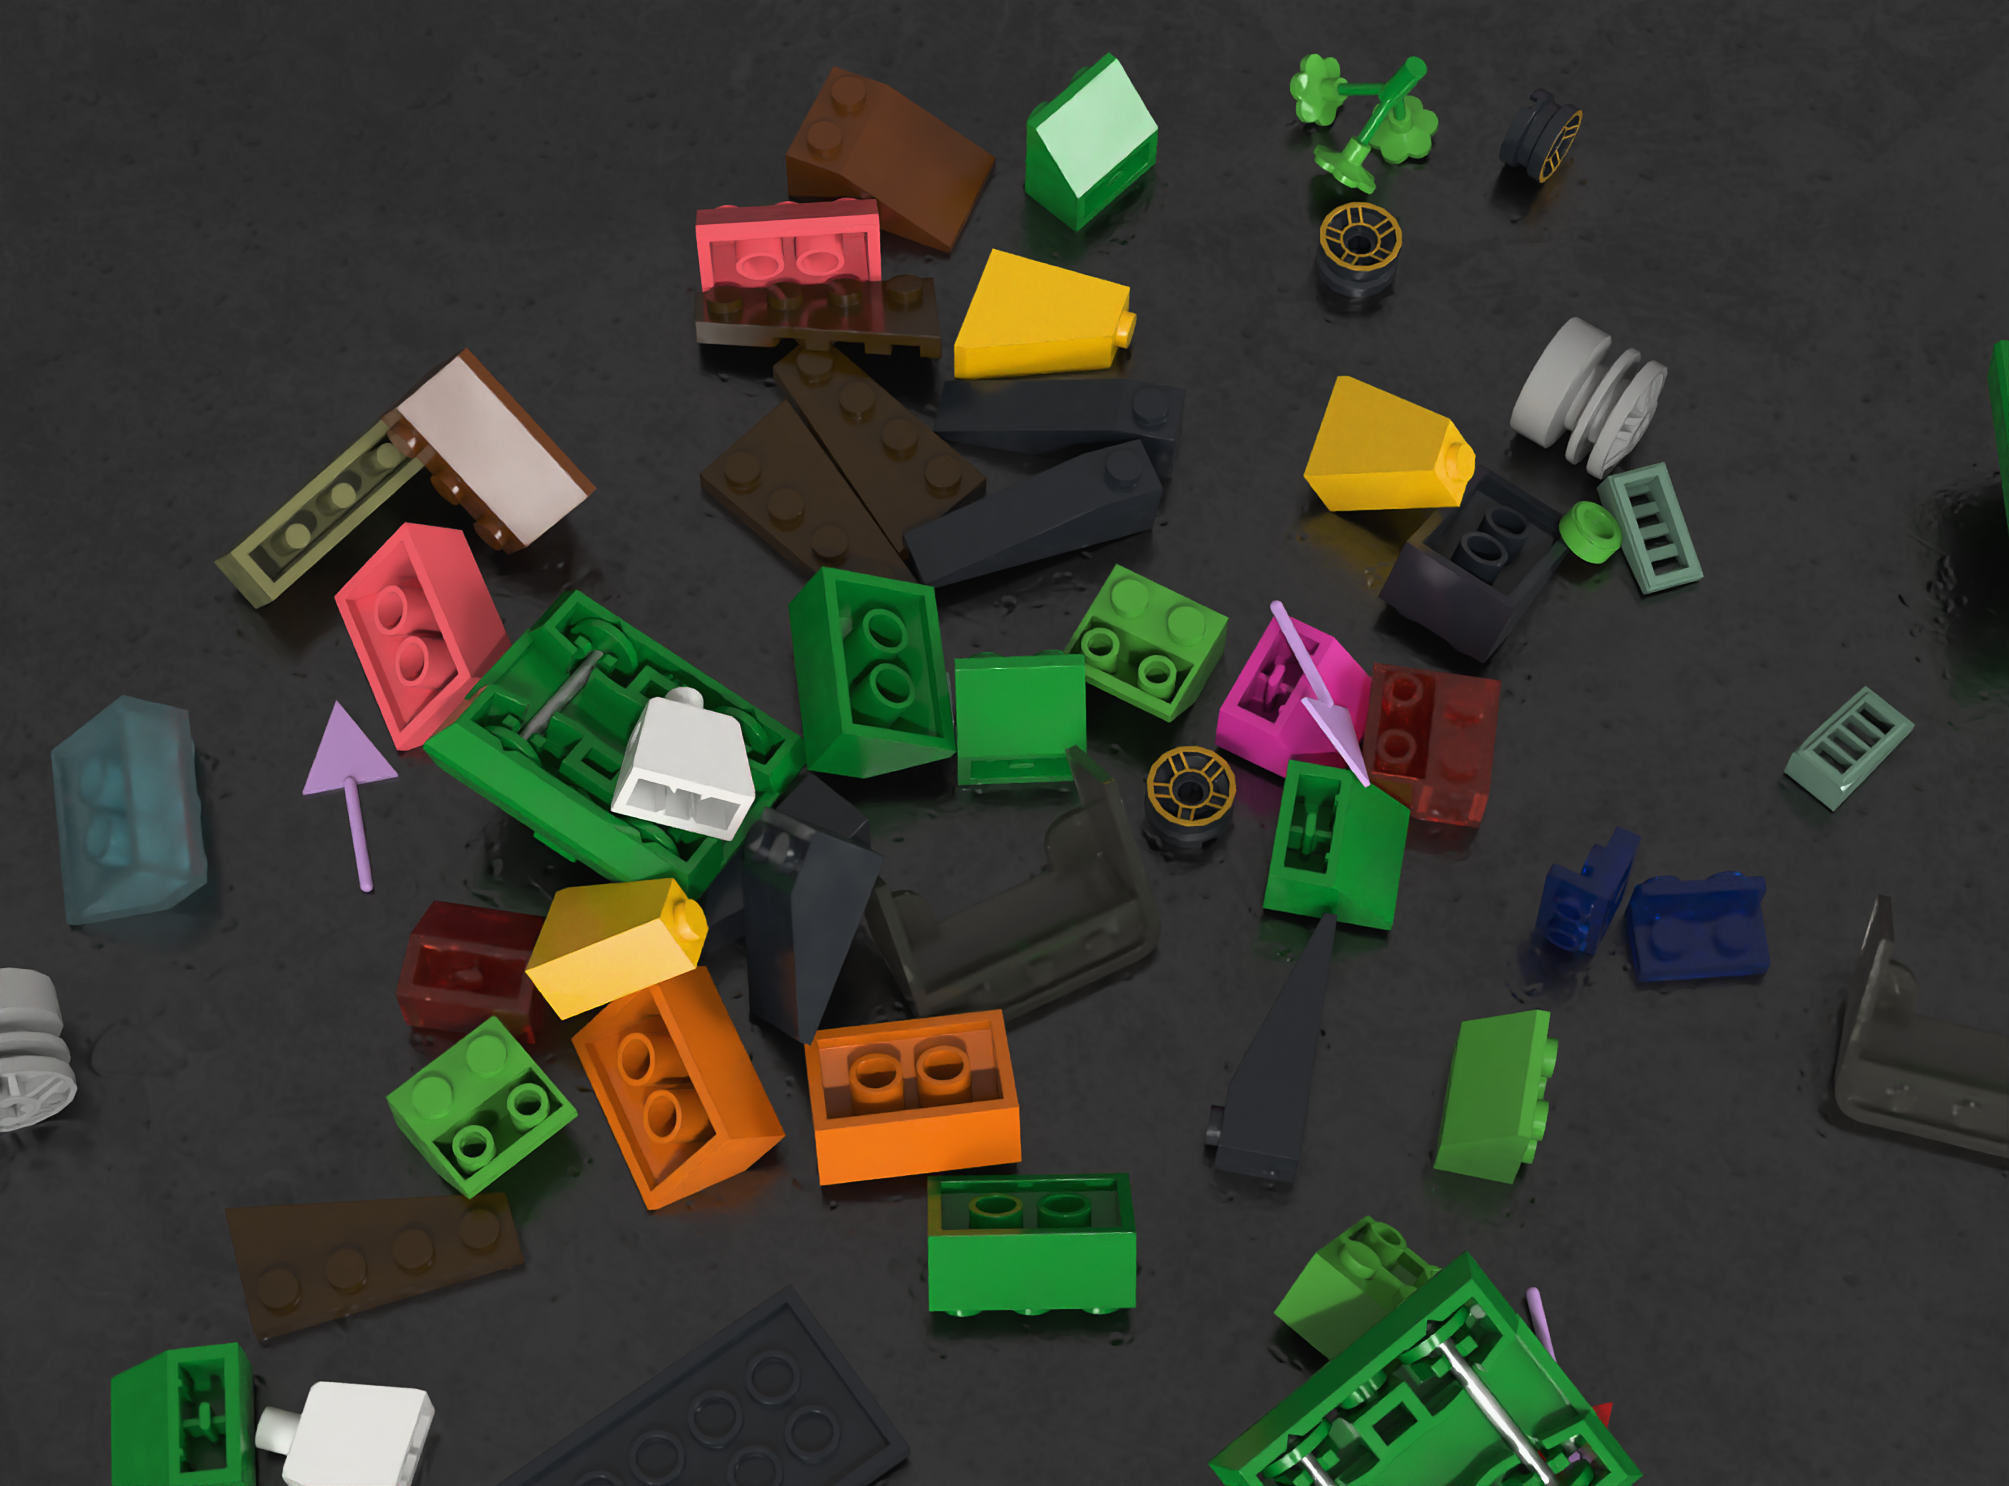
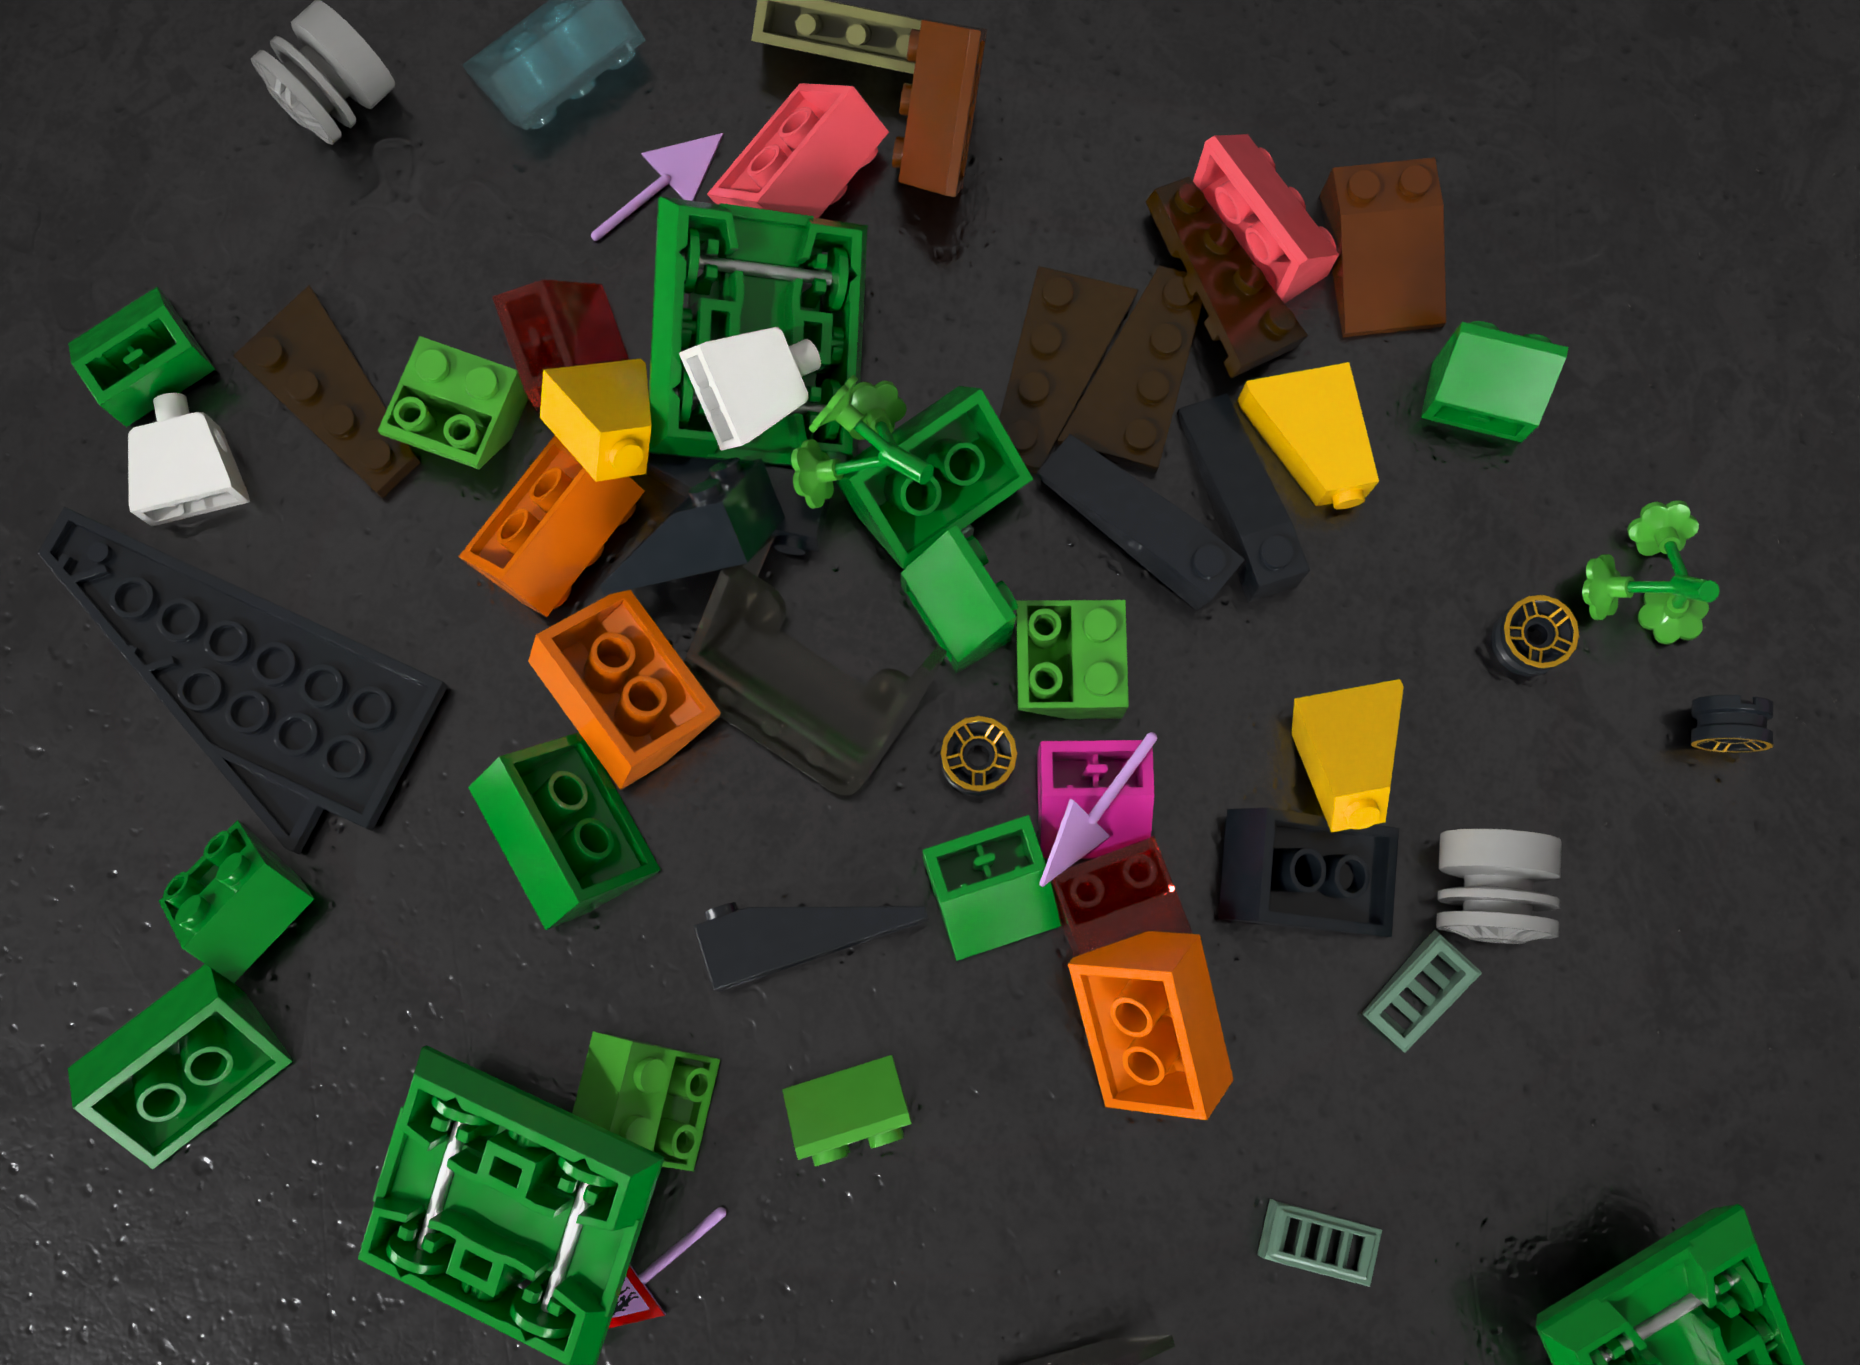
camera: 60 degrees right, 15 degrees up
(780, 687) = (866, 416): none -> bright green plant
(1561, 759) = (1153, 1024): none -> orange slope
(1581, 906) = (1064, 1104): clear blue bracket -> none
(1590, 532) = (1387, 944): bright green tile -> none
(1698, 927) = (1086, 1198): clear blue bracket -> none

